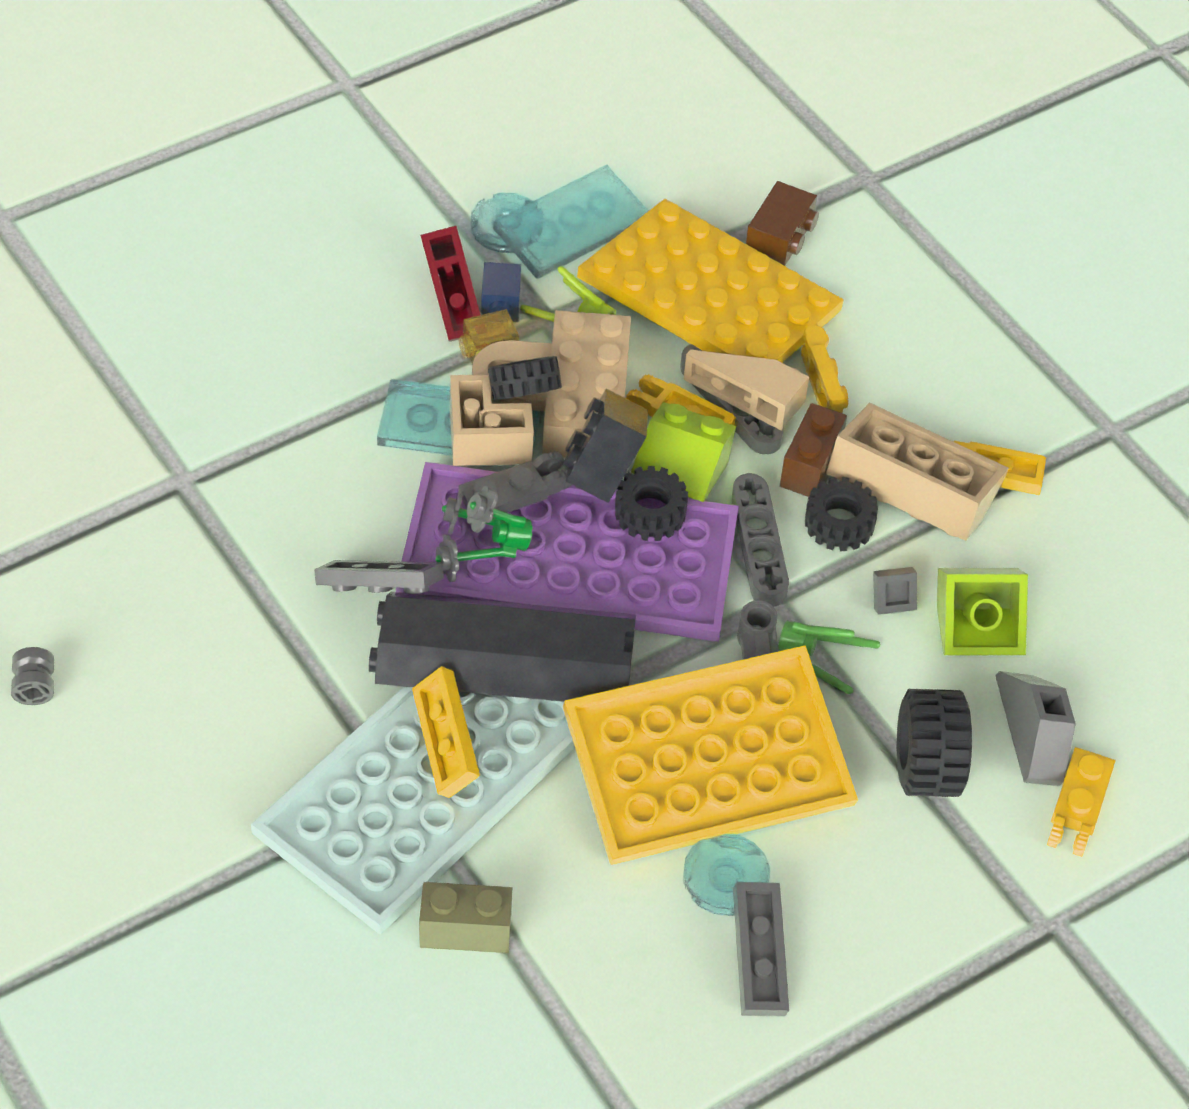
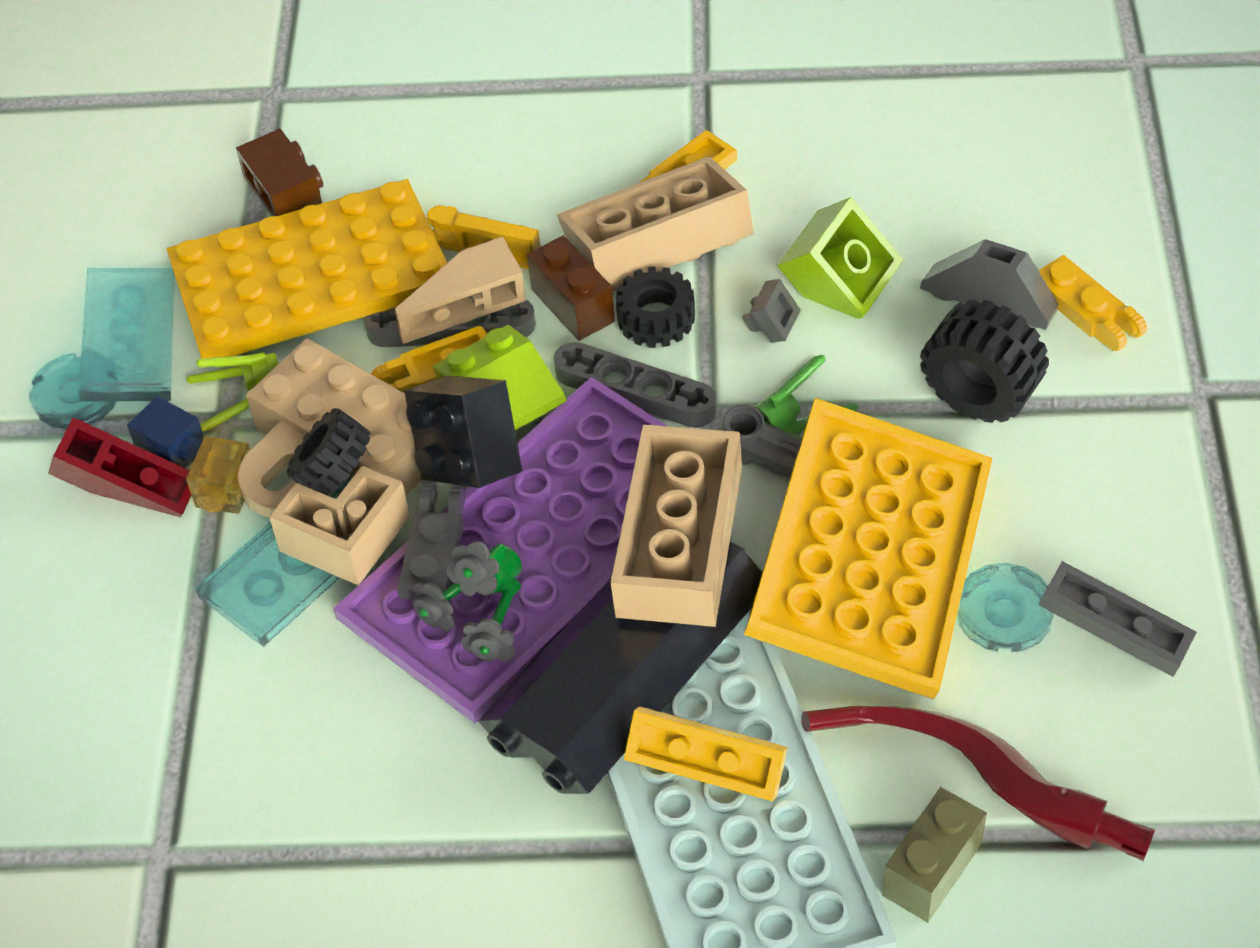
camera: 50 degrees left, 0 degrees up
(379, 575) = (456, 718): plate -> none
(571, 936) = (1059, 809): none -> dark red animal
(606, 607) = (677, 525): none -> tan brick
(651, 521) = (551, 417): black tyre -> none

